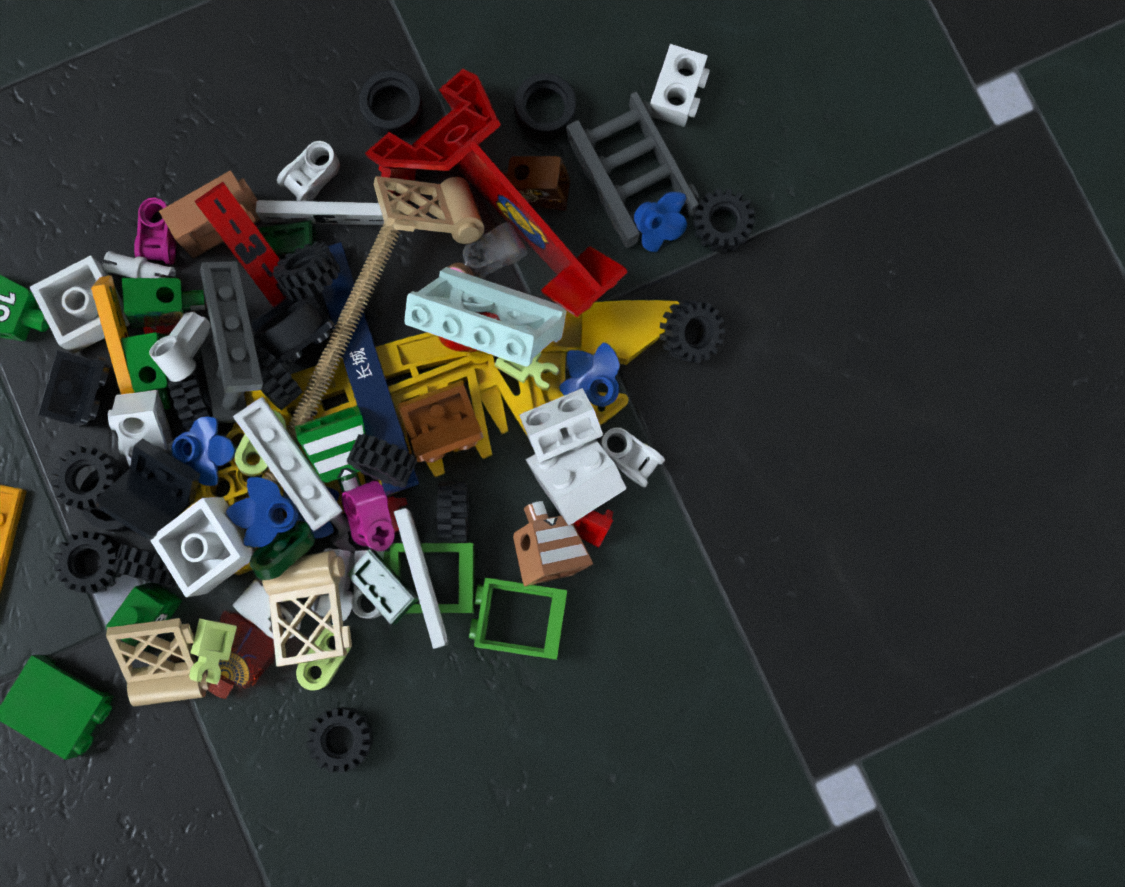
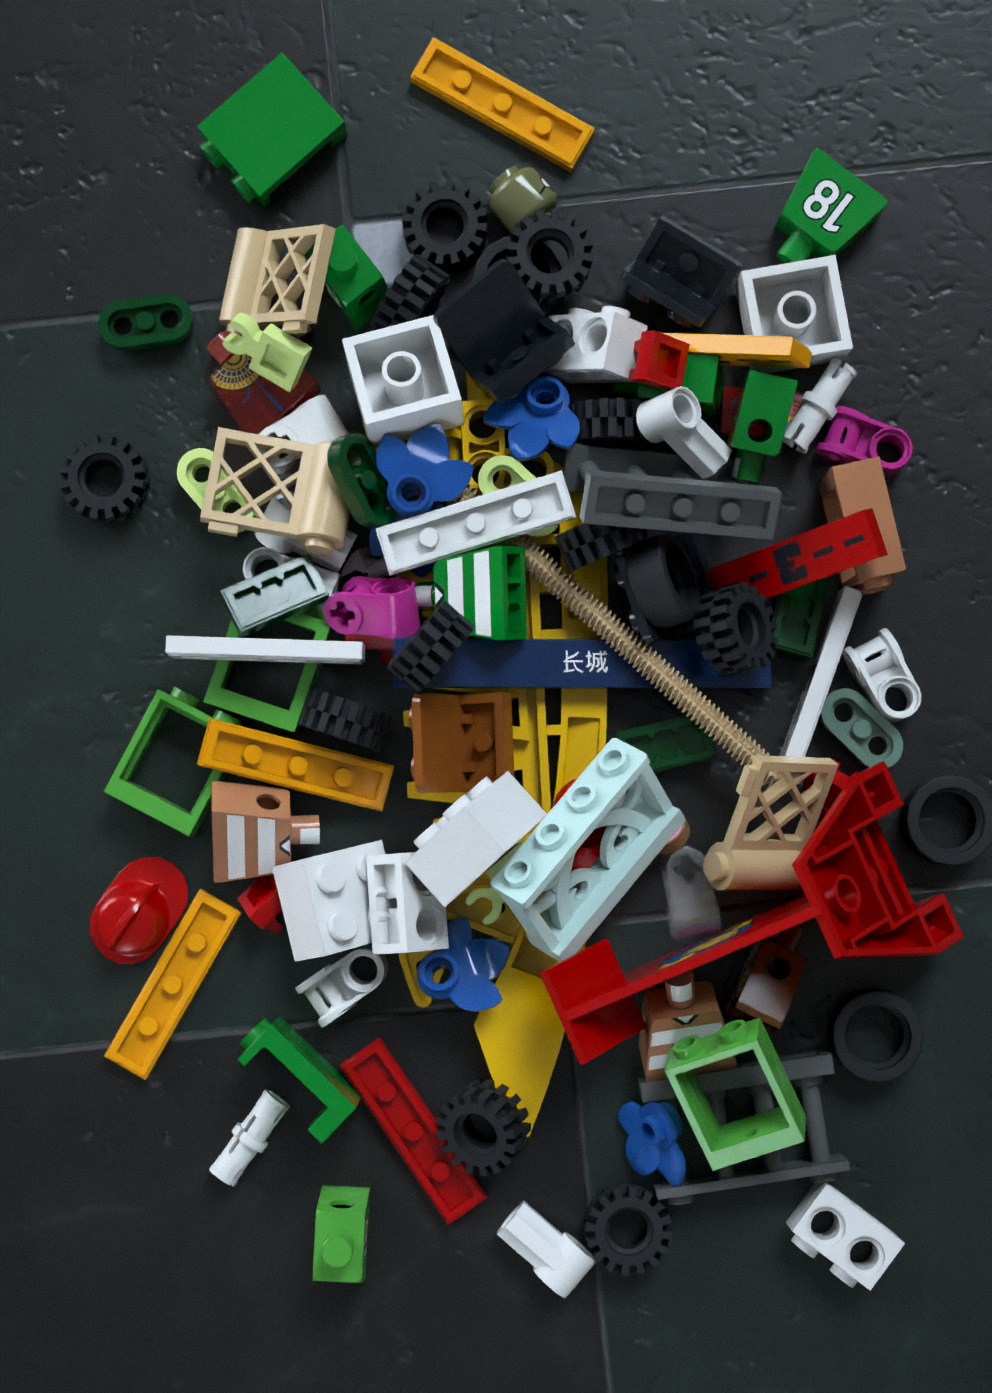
camera: 110 degrees right, 5 degrees up
(52, 517) = (520, 194): none -> olive head
(137, 375) = (659, 361): none -> red tile
(216, 751) = (147, 322): none -> dark green plate
(348, 178) = (860, 728): none -> sand green plate
(393, 290) = (671, 742): none -> dark green plate
(494, 536) = (295, 764): none -> light orange tile
(501, 390) = (473, 836): none -> white brick
(585, 222) = (675, 1013): none -> nougat torso
(630, 612) = (138, 910): none -> red piece
(635, 155) = (750, 1135): none -> bright green window
(671, 570) = (173, 984): none -> light orange tile
(710, 379) = (412, 1130): none -> red tile
(711, 428) = (310, 1068): none -> green panel
(754, 484) = (249, 1137): none -> white pin
(758, 260) = (555, 1256): none -> white piece
(795, 399) = (341, 1234): none -> bright green torso

